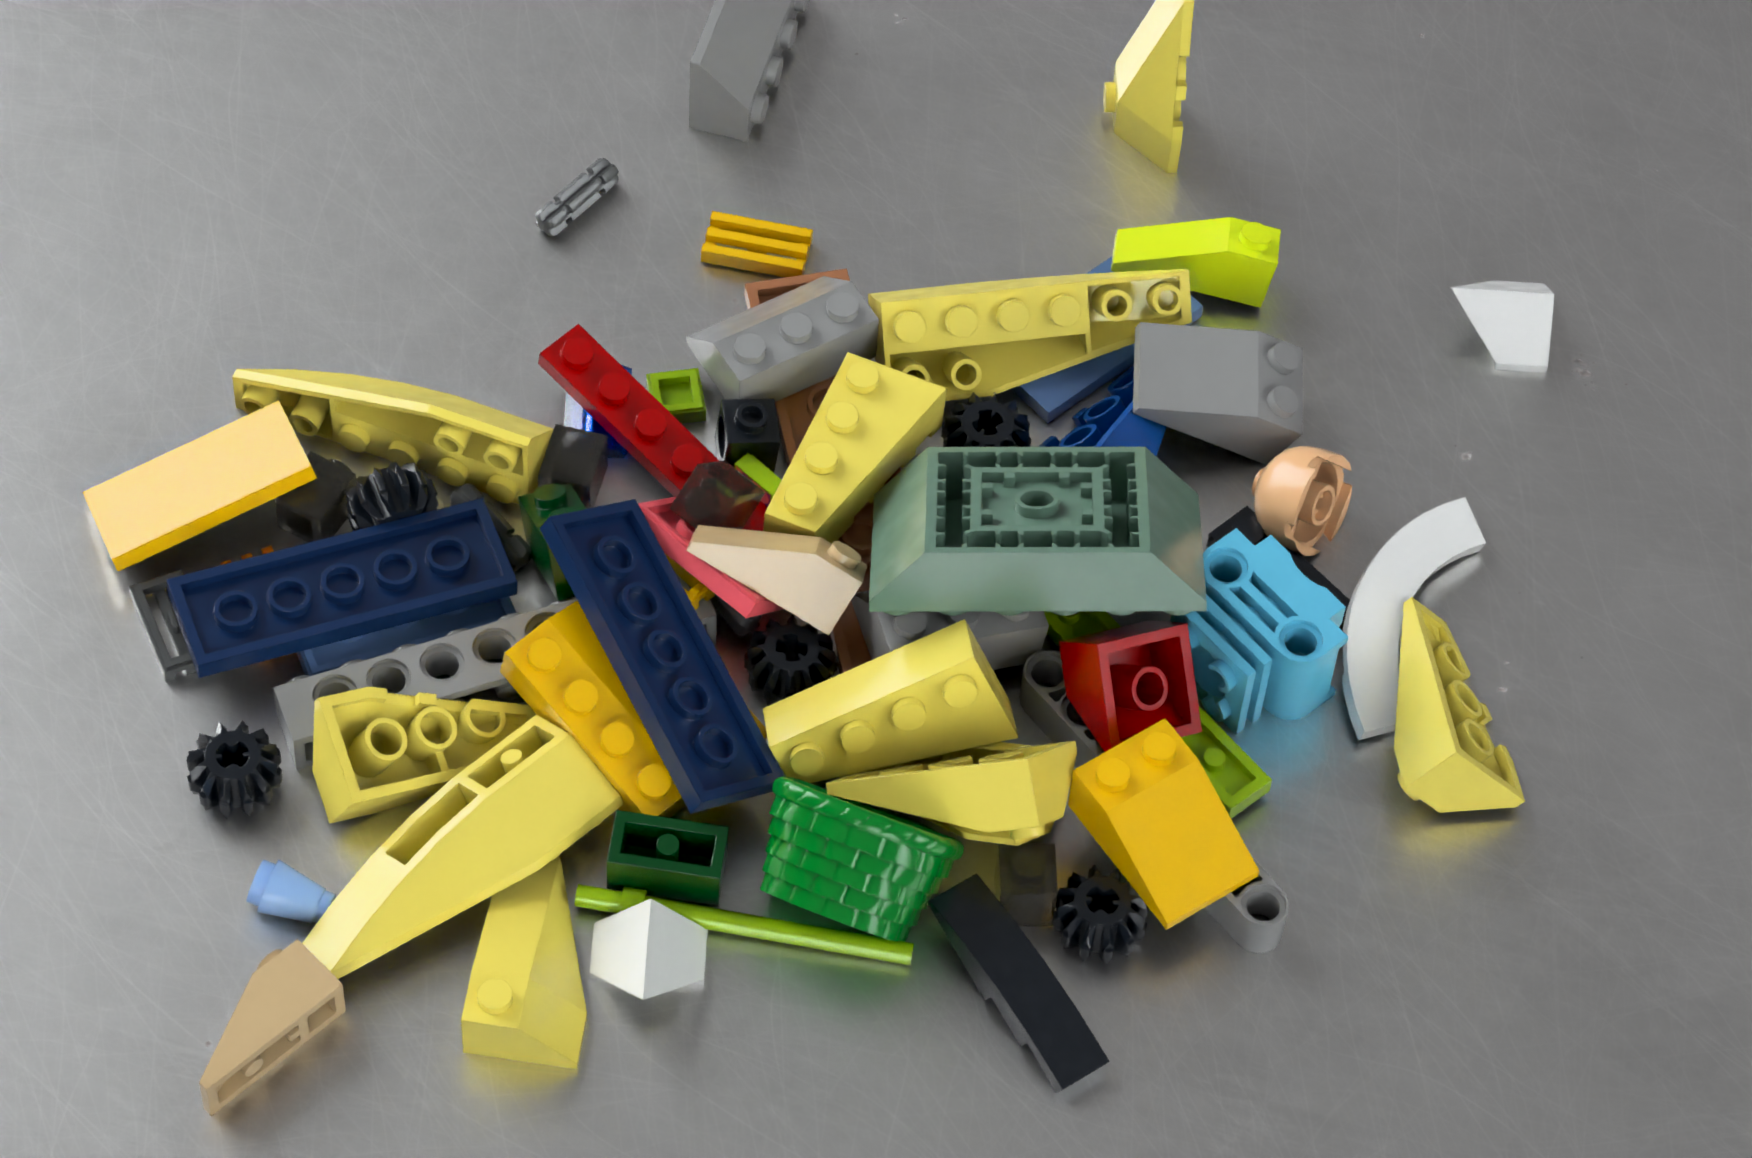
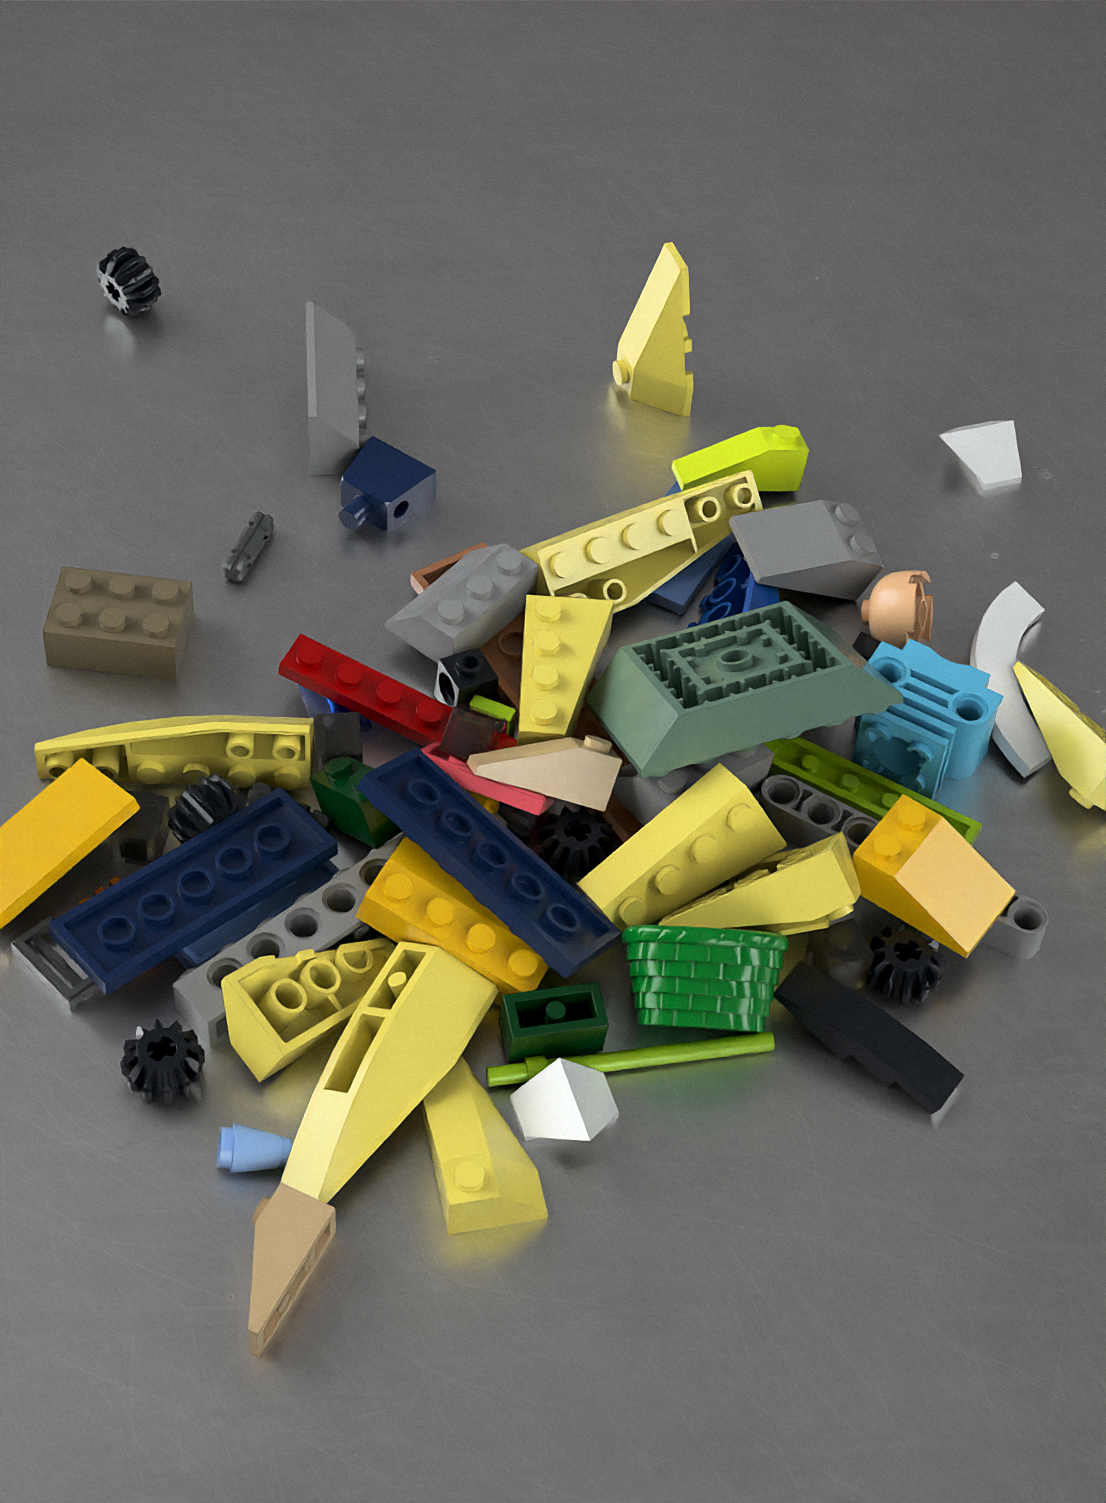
camera: 20 degrees left, 5 degrees down
(389, 251) = (119, 623): none -> dark tan brick
(679, 393) = (396, 665): lime tile -> none
(759, 239) = (404, 541): yellow tile -> none
(761, 167) = (384, 487): none -> dark blue torso
(985, 424) = (641, 624): black gear -> none
(1132, 680) = (853, 777): red slope -> none

